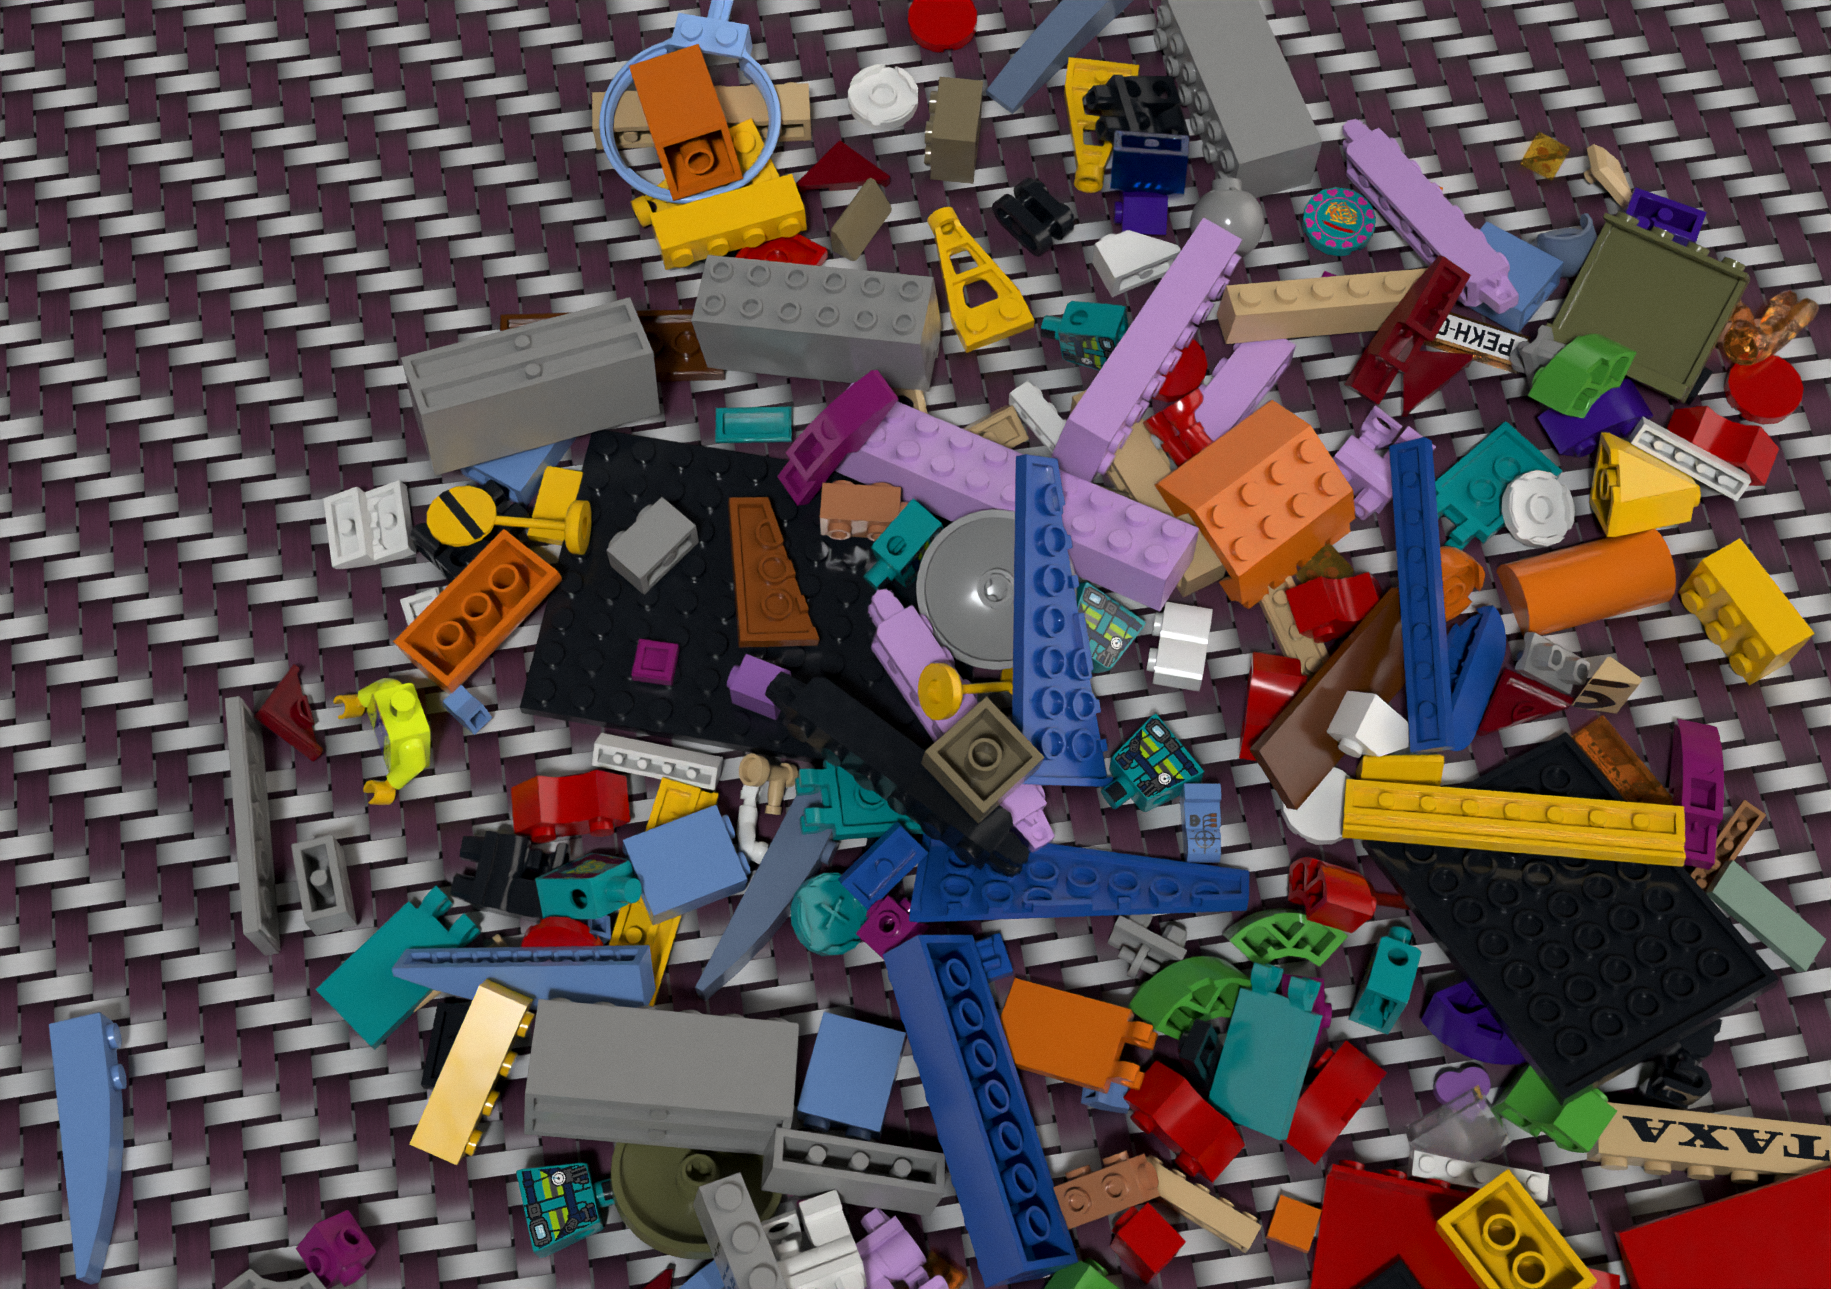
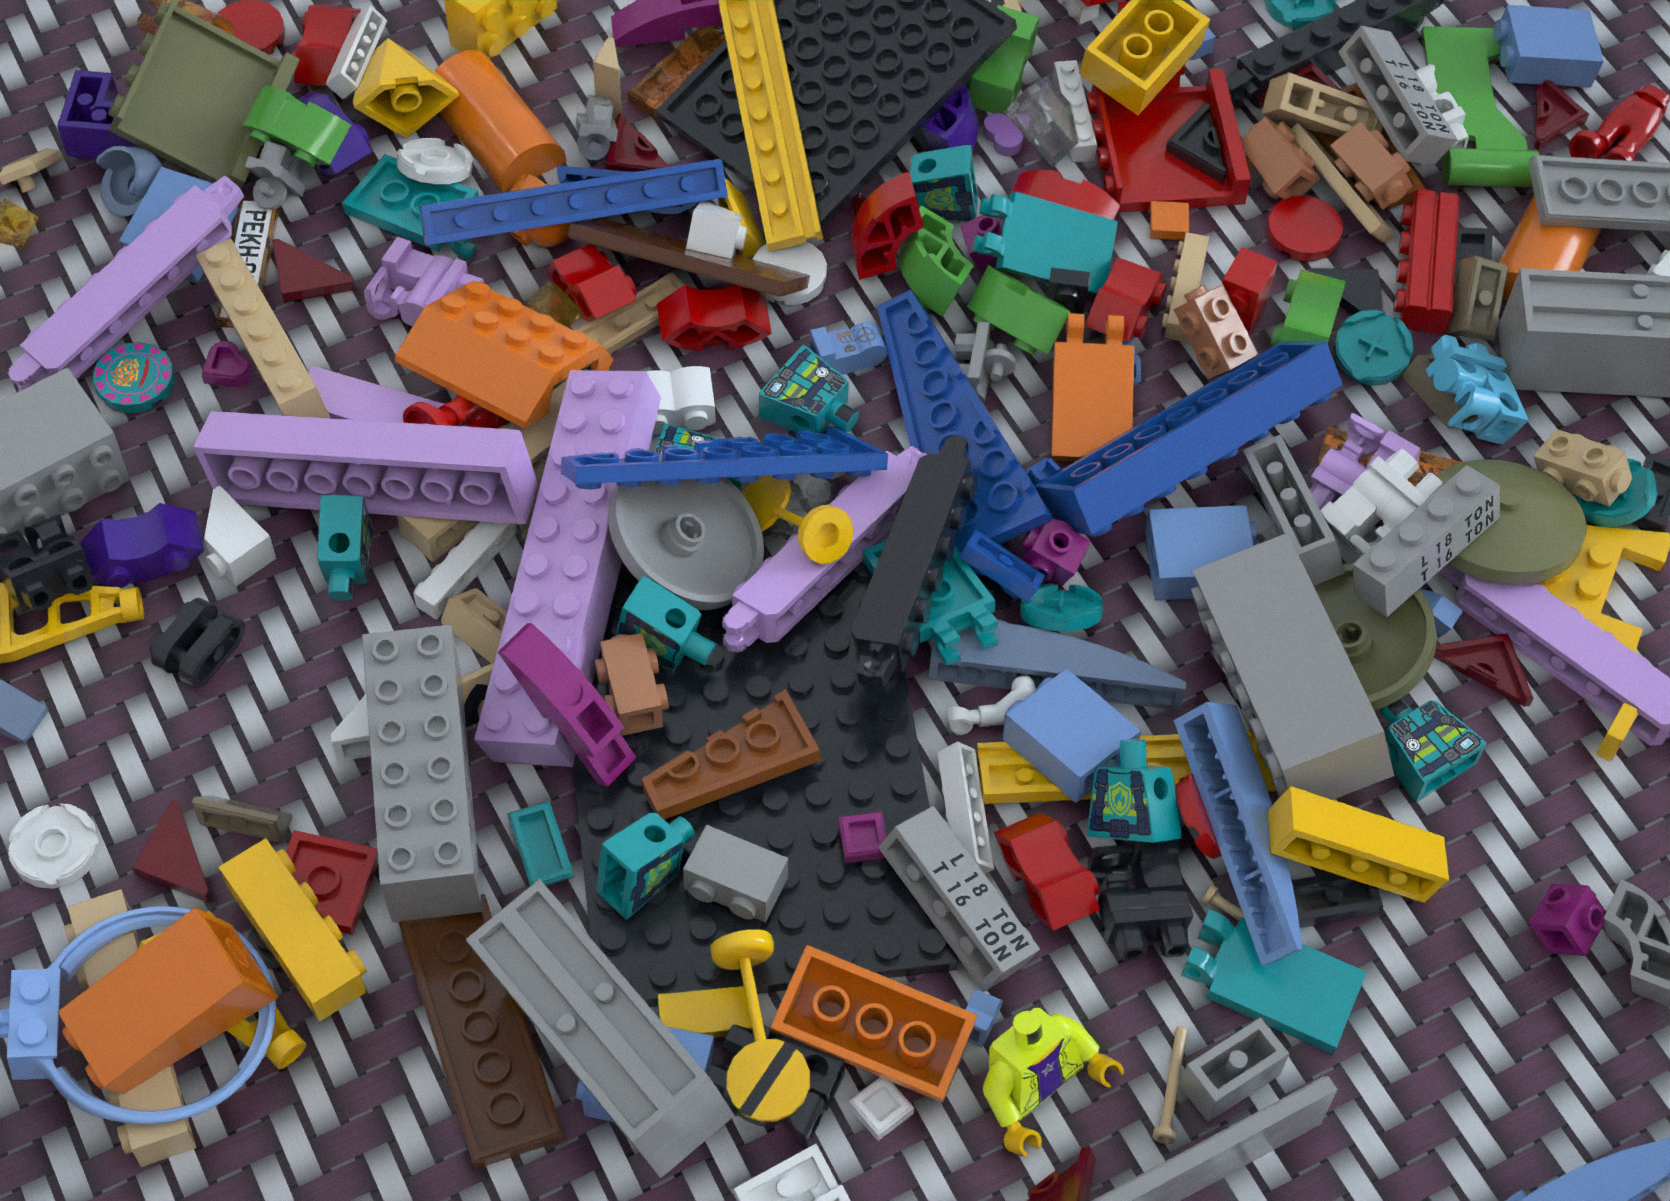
camera: 110 degrees left, 10 degrees down
(308, 819) = (1164, 1133): none -> tan piece
(563, 715) = (958, 898): none -> light grey brick
(686, 473) = (641, 861): none -> teal torso
(749, 685) = (859, 722): medium lavender brick -> none
(756, 770) = (948, 700): tan piece -> none
(954, 129) = (104, 732): dark tan brick -> none
(982, 759) = (891, 466): dark tan brick -> none
(990, 320) = (331, 647): yellow plate -> none
(1149, 162) = (126, 516): clear blue brick -> none
(1233, 211) = (165, 454): light grey brick -> none
(1407, 327) = (265, 258): dark red slope -> none

